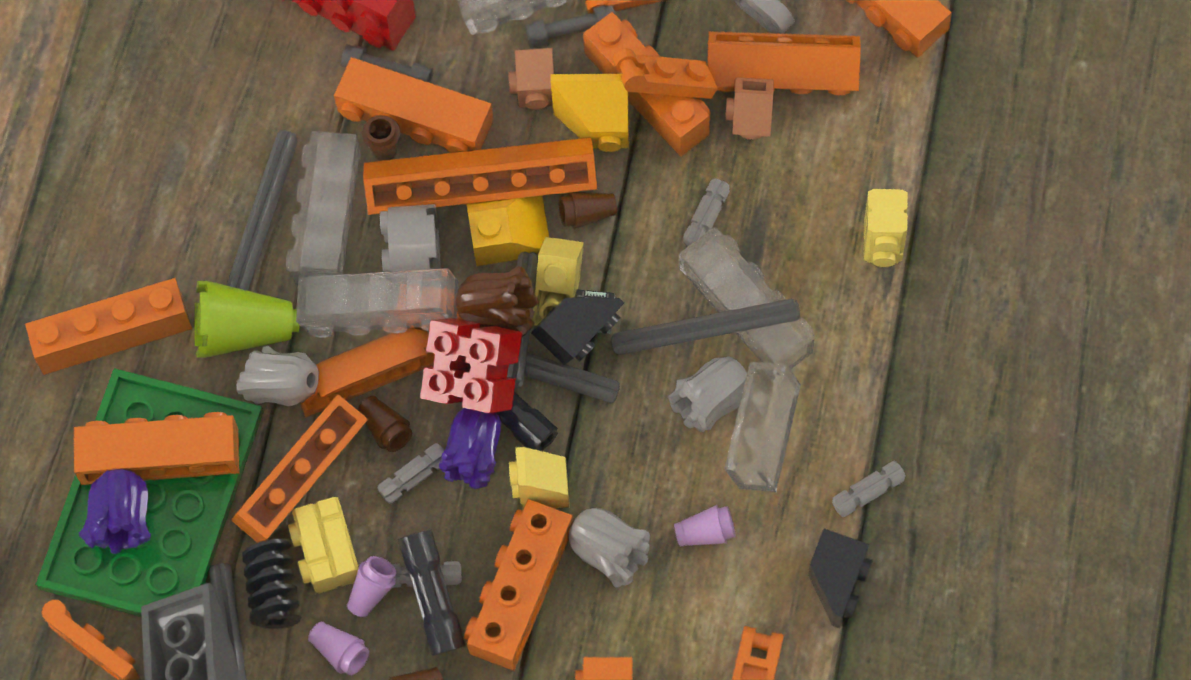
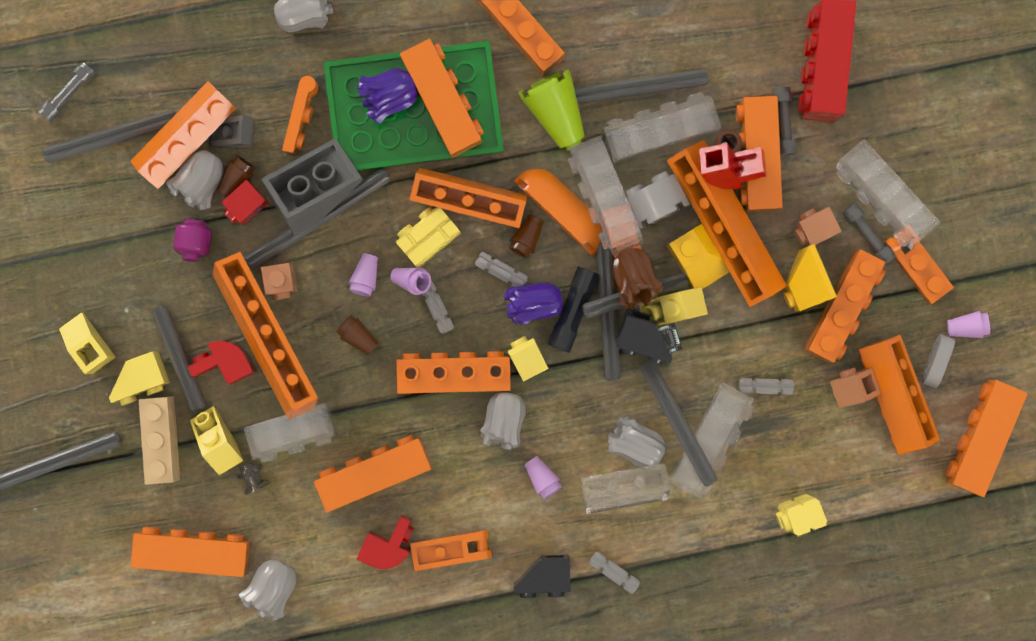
camera: 60 degrees right, 20 degrees up
(268, 586) = (386, 213): black piece -> none
(278, 377) = (526, 154): light grey piece -> none
(414, 139) = (730, 169): none -> red brick
(431, 592) = (408, 333): black axle -> none
(471, 365) = (581, 281): brick -> none
(586, 208) = (735, 304): reddish brown cone -> none
(664, 75) = (847, 322): orange plate -> none

